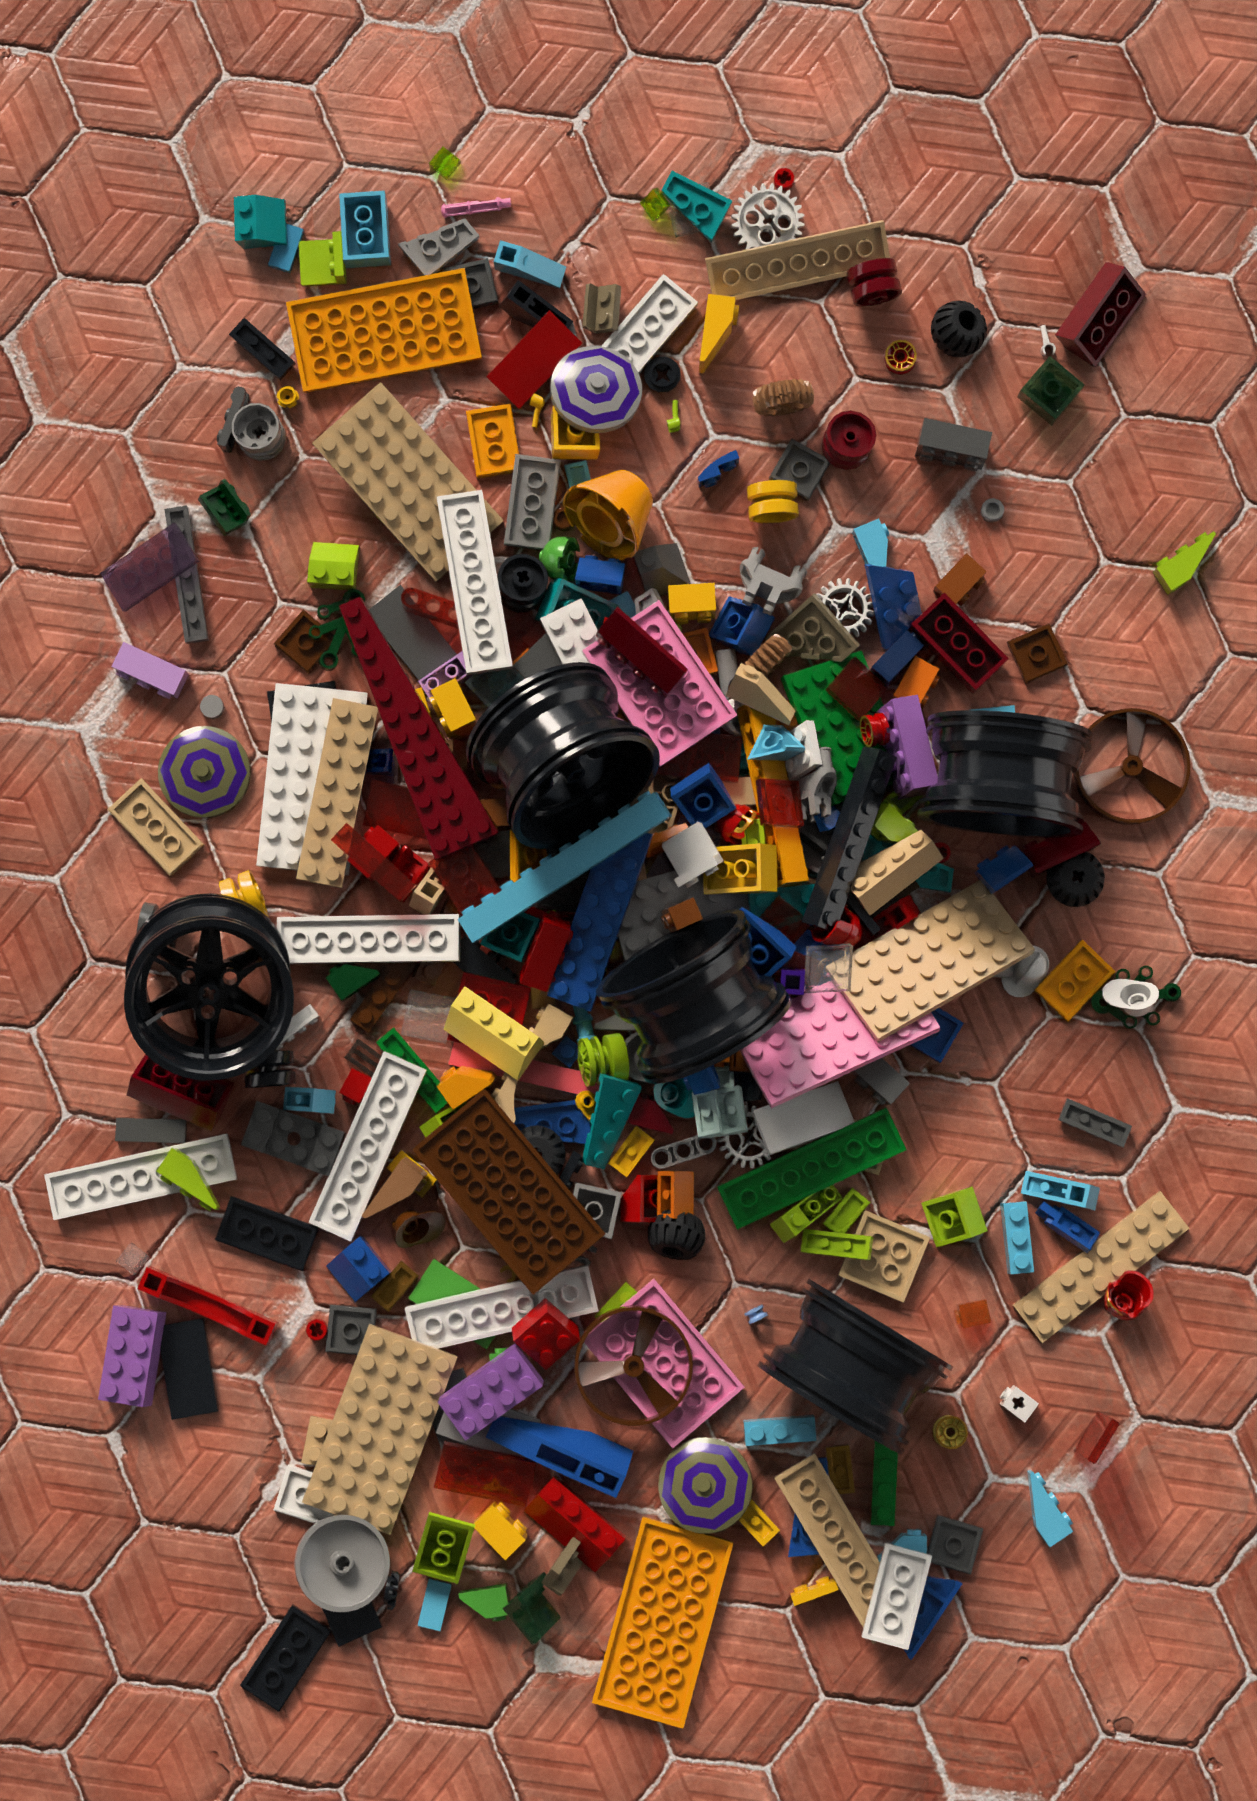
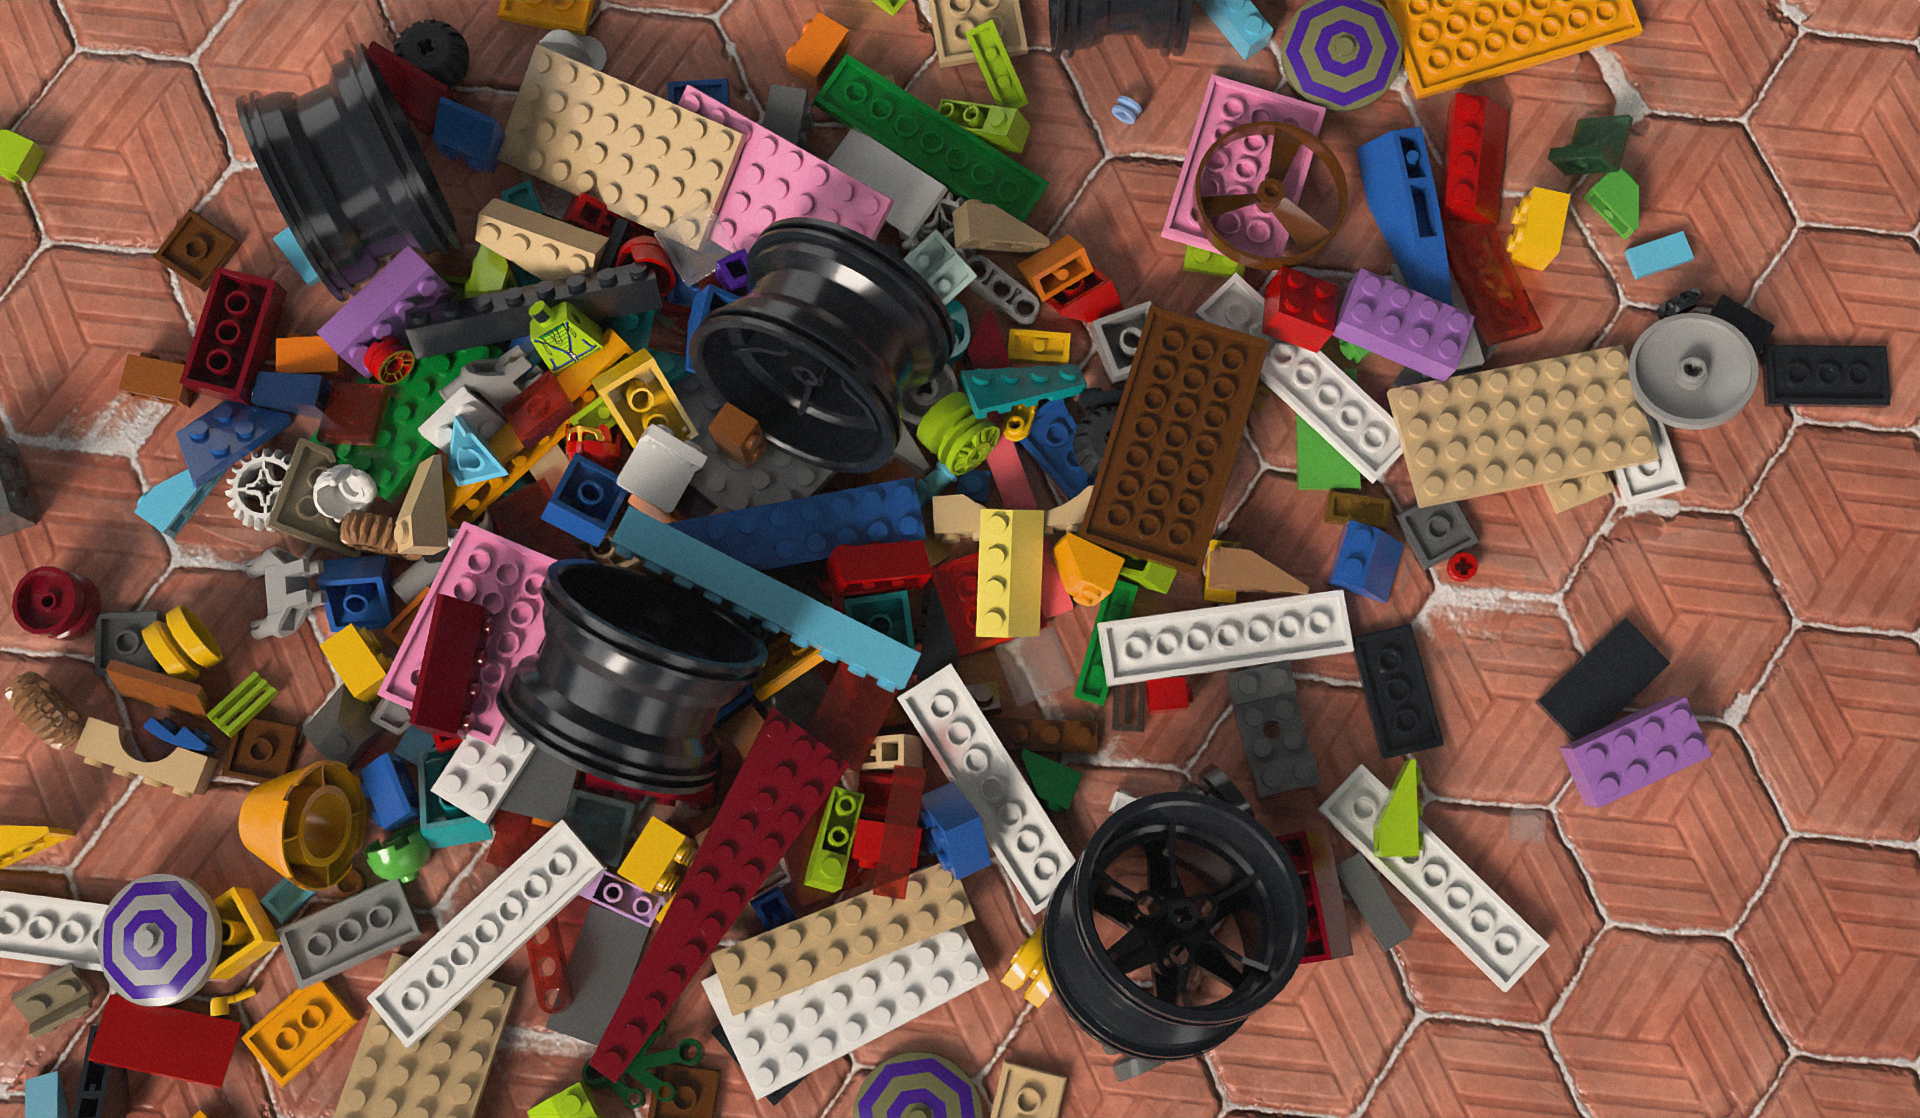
camera: 130 degrees left, 5 degrees down
(208, 1304) = (1530, 750): red arch -> none
(309, 1100) = (1218, 737): medium azure slope -> none
(355, 897) = (954, 831): none -> blue brick
(397, 822) = (834, 840): none -> lime slope
(417, 1228) = (1278, 526): reddish brown piece -> none
(443, 1547) = (1603, 272): lime slope -> none
(522, 583) = (453, 876): black wheel -> none
(563, 1568) = (1530, 140): dark tan bracket -> none
(662, 364) = (89, 886): black gear -> none
(674, 424) = (155, 824): lime hand -> none
(677, 1237) = (1102, 238): black wheel -> none
(679, 512) = (262, 750): none -> reddish brown tile
(723, 516) = (238, 701): none -> lime tile
(726, 1167) = (993, 229): none -> tan slope
(740, 423) = (111, 744): none -> tan arch
(752, 472) = (159, 690): none -> dark orange tile
(807, 653) = (343, 491): none -> white hair
(818, 847) = (563, 335): none -> lime torso
(846, 1212) = (954, 84): lime tile -> none
(925, 1135) = (817, 49): none -> orange brick
(992, 510) = (53, 397): light grey tile -> none
(1132, 766) = (275, 31): reddish brown piece -> none

